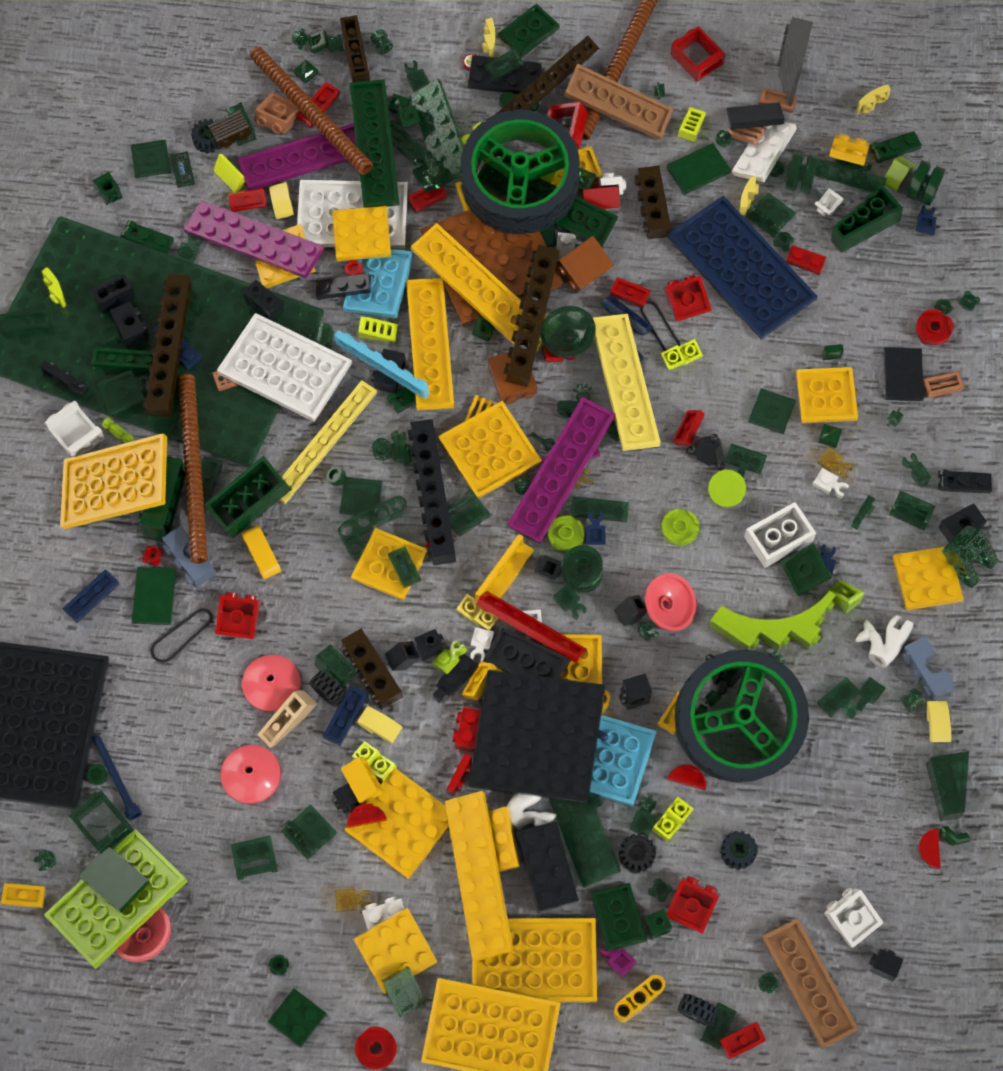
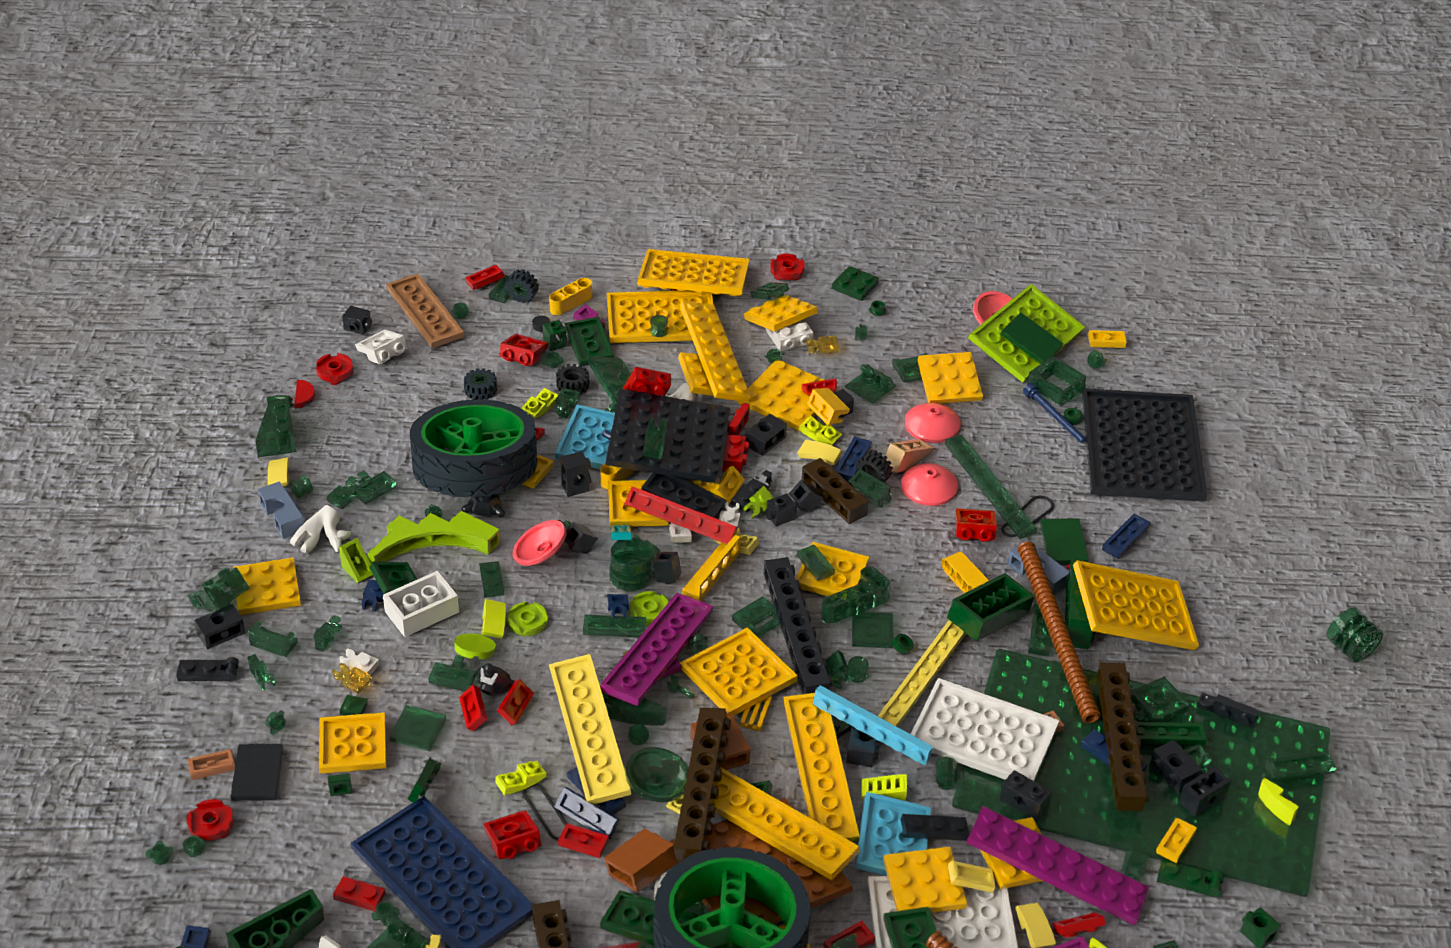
camera: 175 degrees right, 25 degrees down
(74, 430) = (1196, 672): white panel -> none
(117, 431) = (1146, 672): lime axle -> none
(149, 259) = (1176, 840): none -> yellow plate
(211, 675) = (990, 487): none -> clear green tile
(219, 831) = (950, 378): none -> yellow plate
(304, 921) = (861, 332): none -> clear green plate
(324, 229) = (971, 876): none -> light yellow tile
(353, 268) = (925, 842): red tile -> none
(415, 880) = (774, 355): none -> clear green plate
(436, 743) = (766, 434): none -> black brick
(538, 928) = (659, 326): none -> clear green wheel
(547, 867) = (654, 353): black brick -> none
(553, 704) = (655, 439): none -> clear green hinge
(557, 800) = (648, 381): none -> red plate
(591, 597) = (621, 532): none -> teal tile
(673, 957) = (538, 321): none -> black tile
(711, 521) = (494, 618): none -> neon yellow slope
(715, 576) = (491, 579): none -> clear green plate
(725, 423) = (473, 708): none -> red plate
(762, 350) = (422, 784): none -> dark green hinge
(913, 885) = (334, 368): none -> red plate

